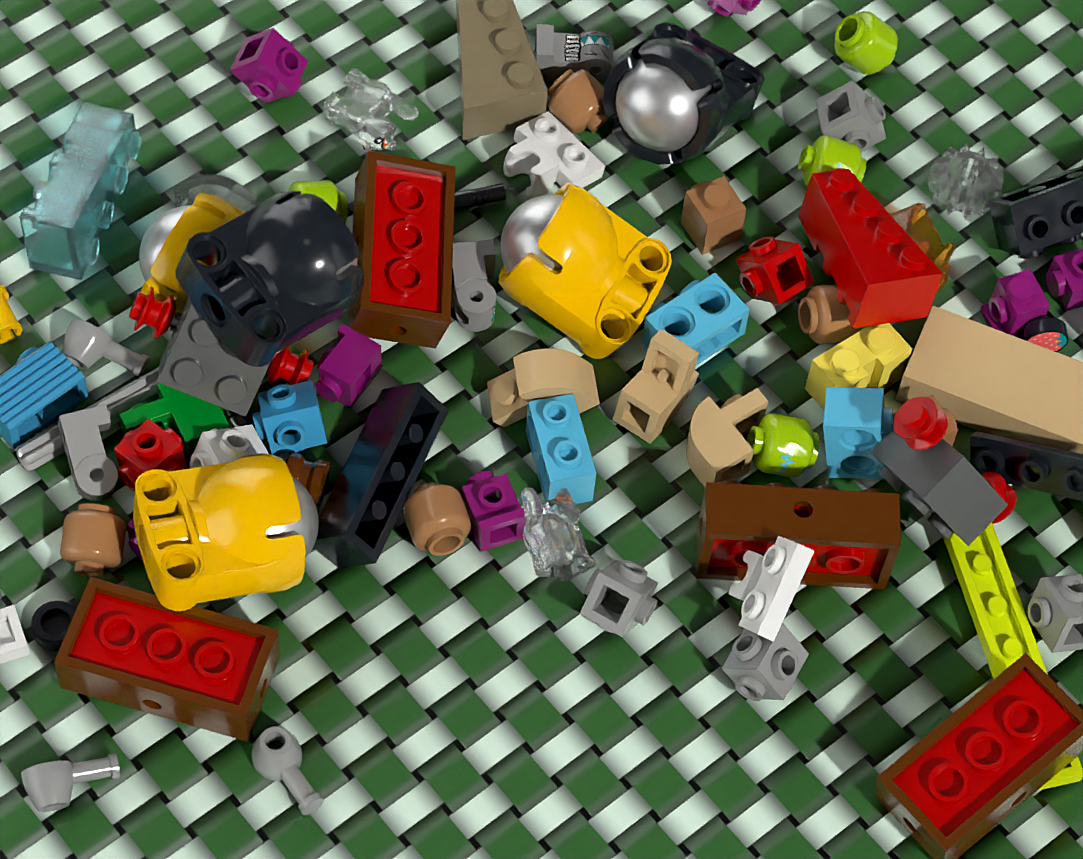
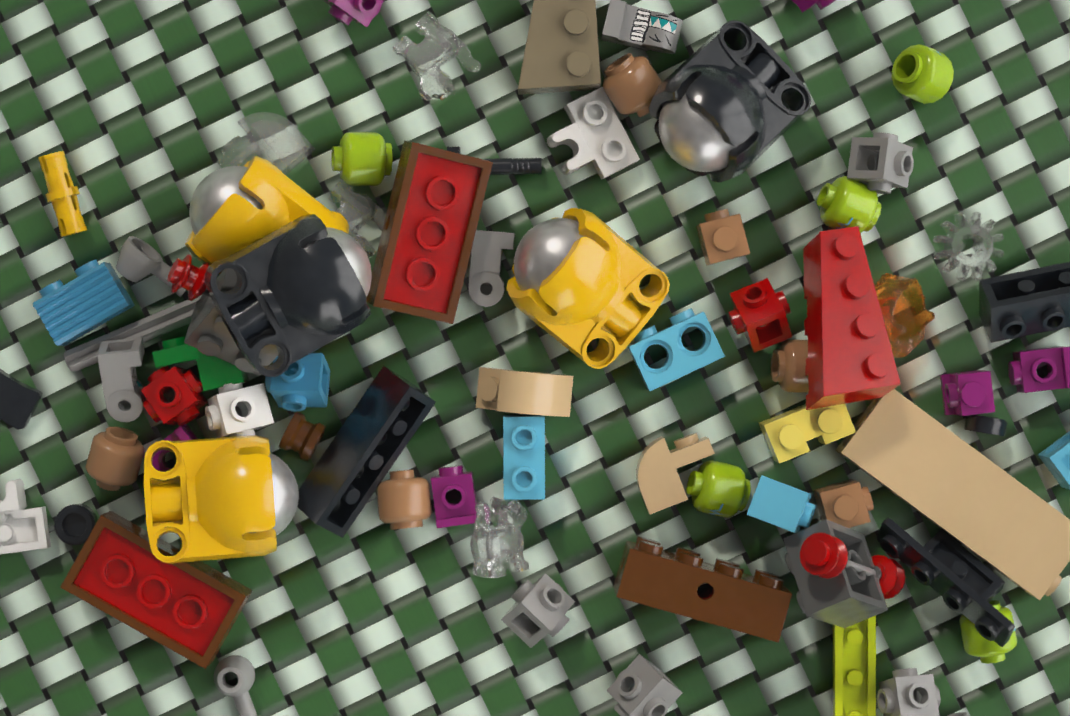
camera: 20 degrees right, 30 degrees up
(52, 782) = (51, 667): light grey bar -> none
(80, 191) = (158, 96): clear light blue wedge -> none
(348, 367) = (361, 339): magenta brick -> none
(659, 388) = (622, 415): tan brick -> none
(770, 585) = (663, 650): white plate -> none

